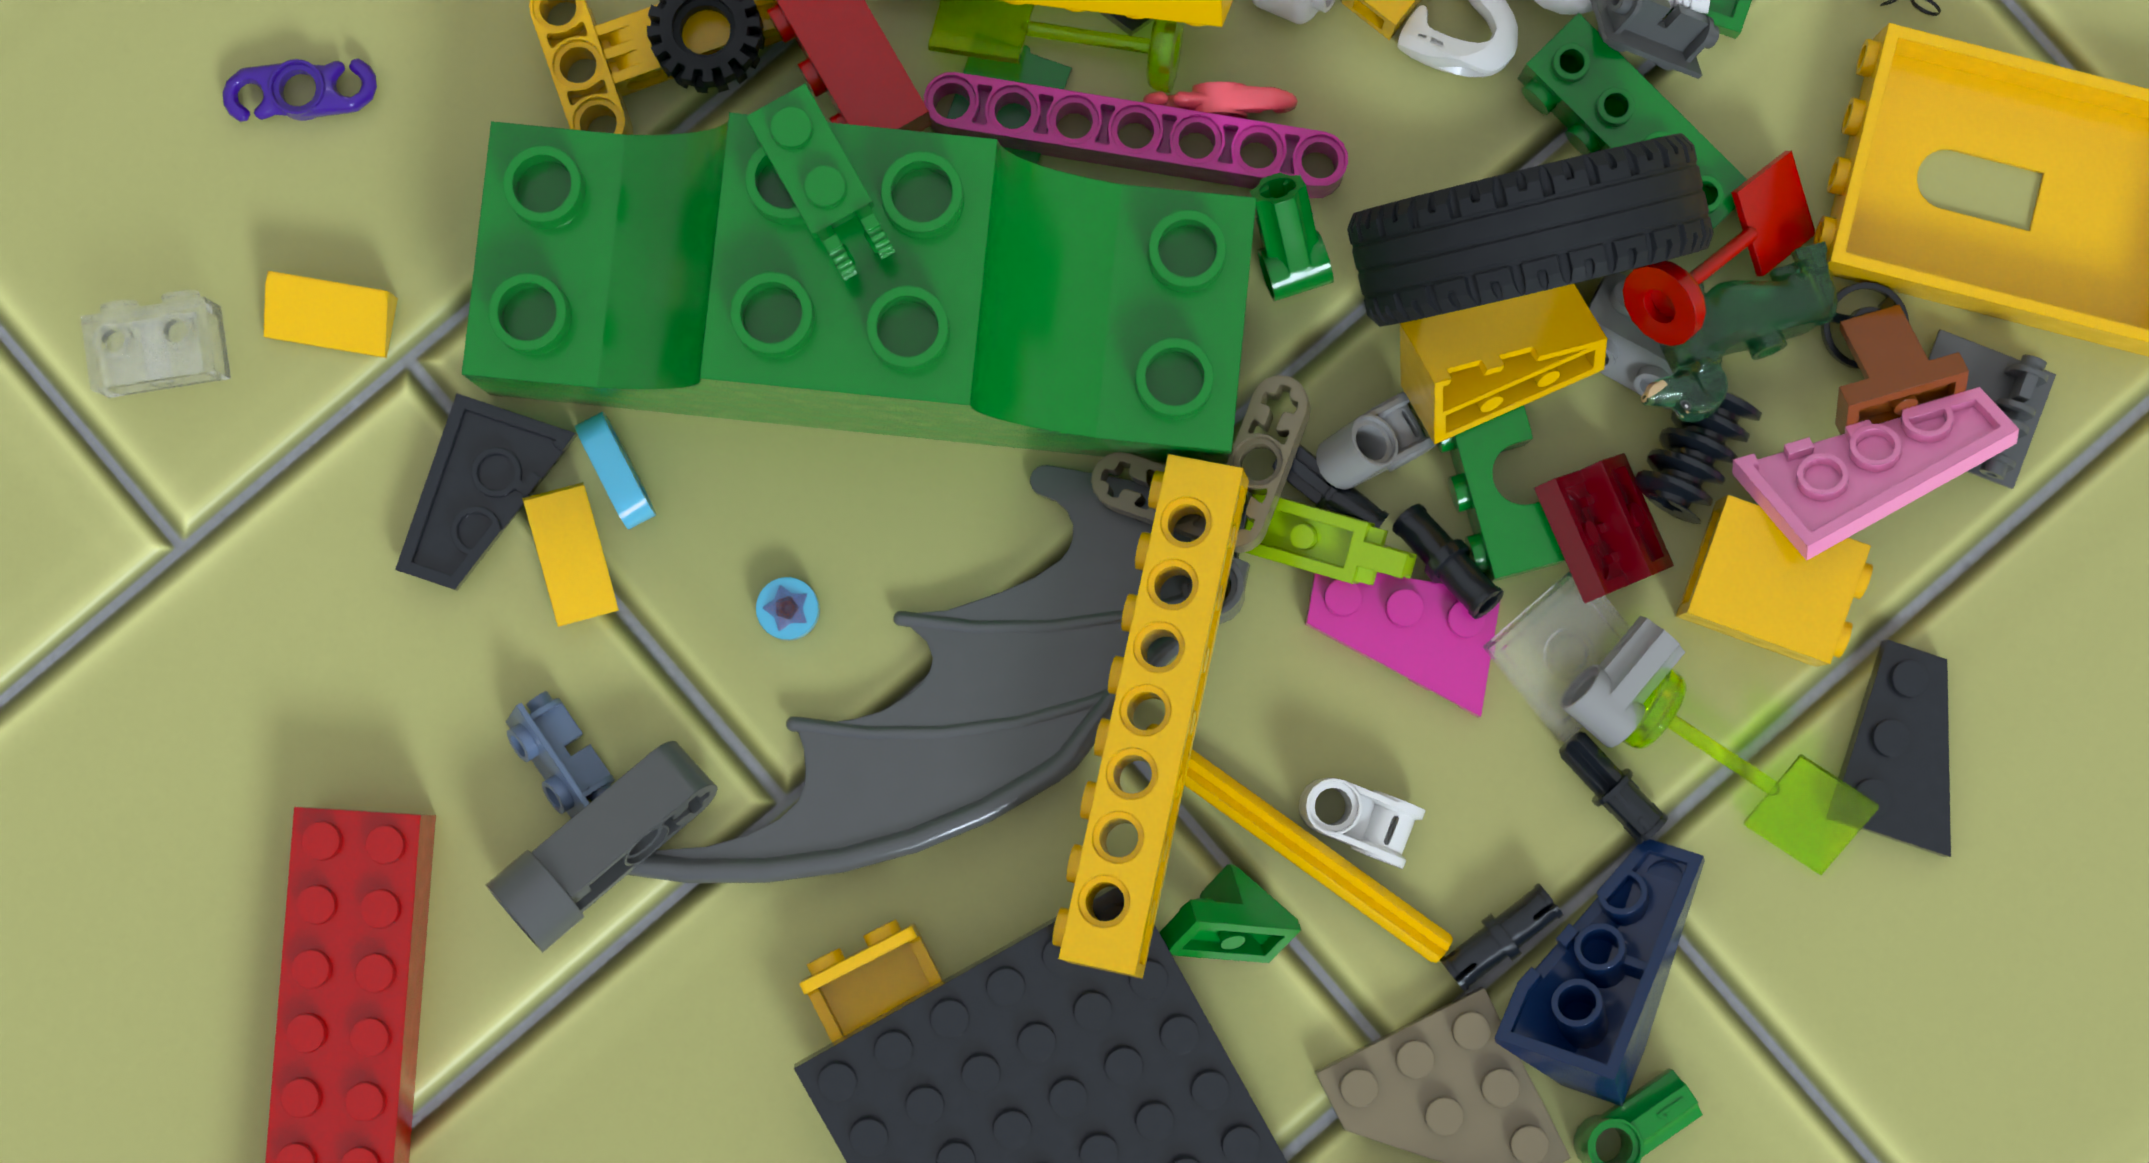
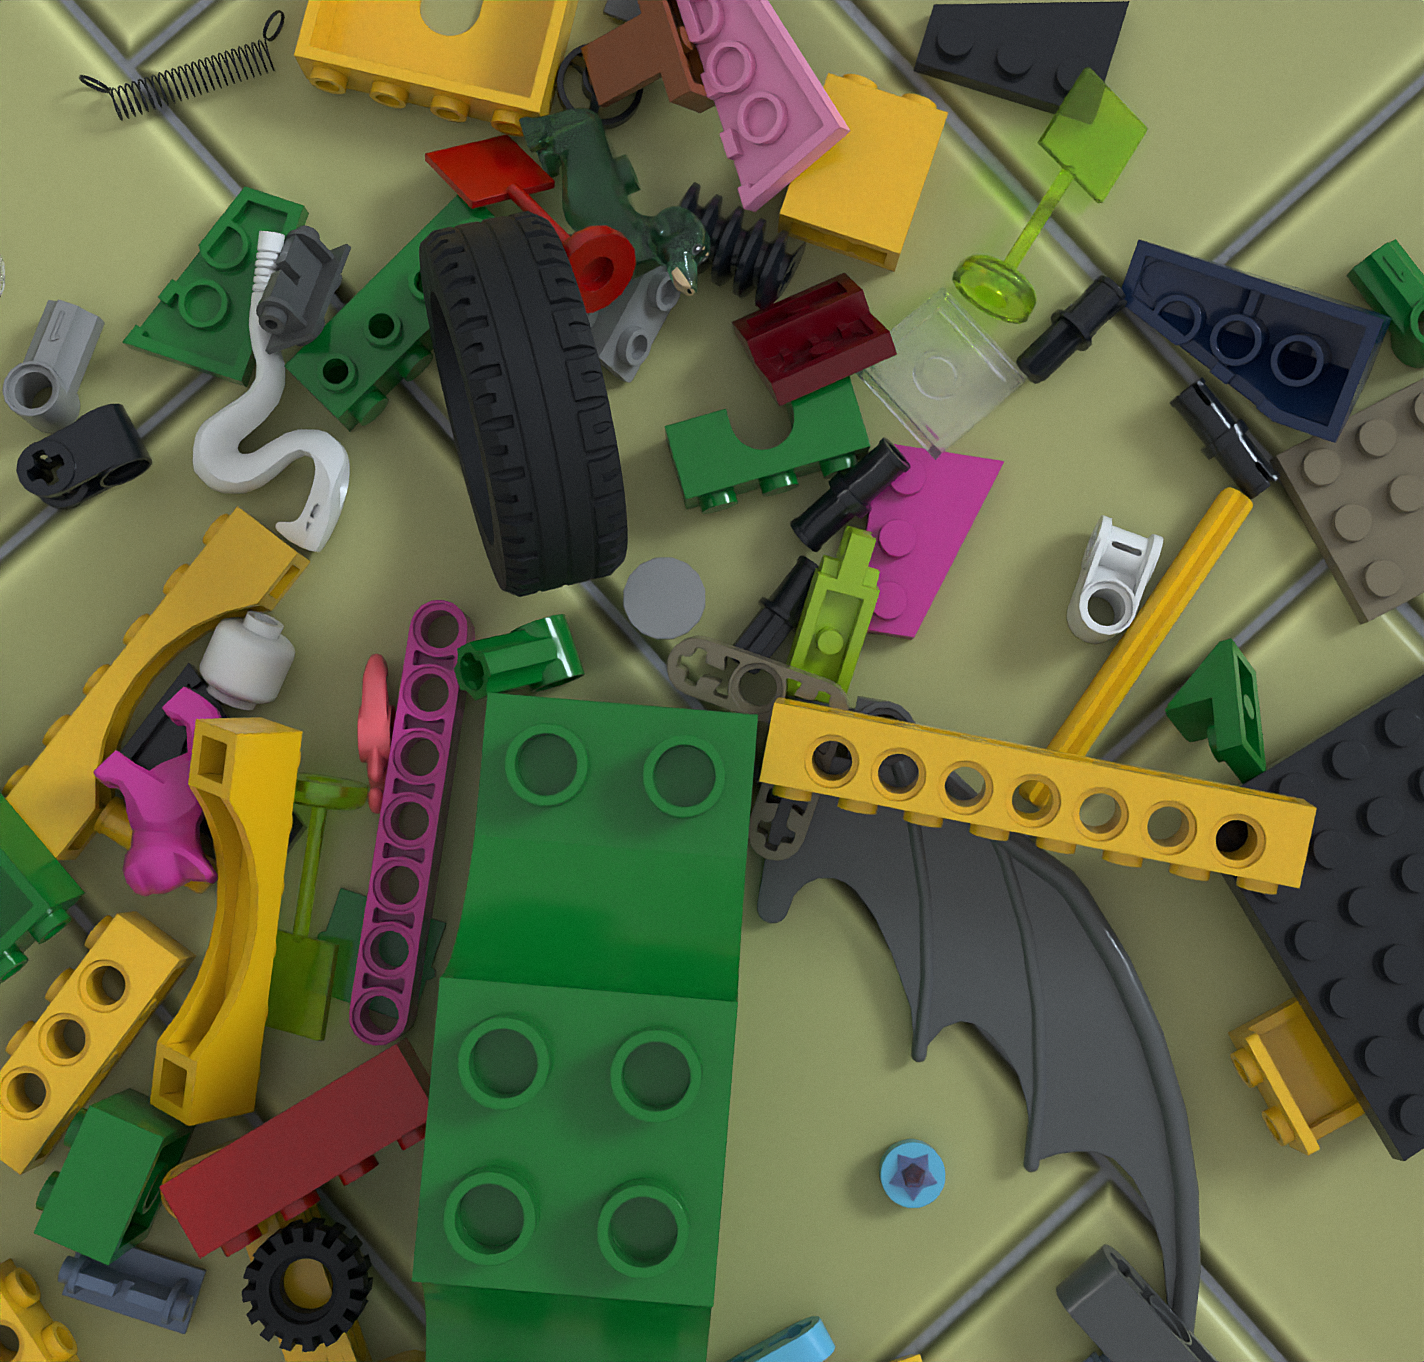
camera: 90 degrees left, 0 degrees up
(817, 174) = (487, 1184): green hinge -> none
(1347, 376) = (664, 598): none -> light grey piece
(1373, 444) = (732, 571): light grey piece -> none
(1497, 357) = (662, 454): yellow wedge -> none
(1611, 695) = (984, 328): light grey piece -> none

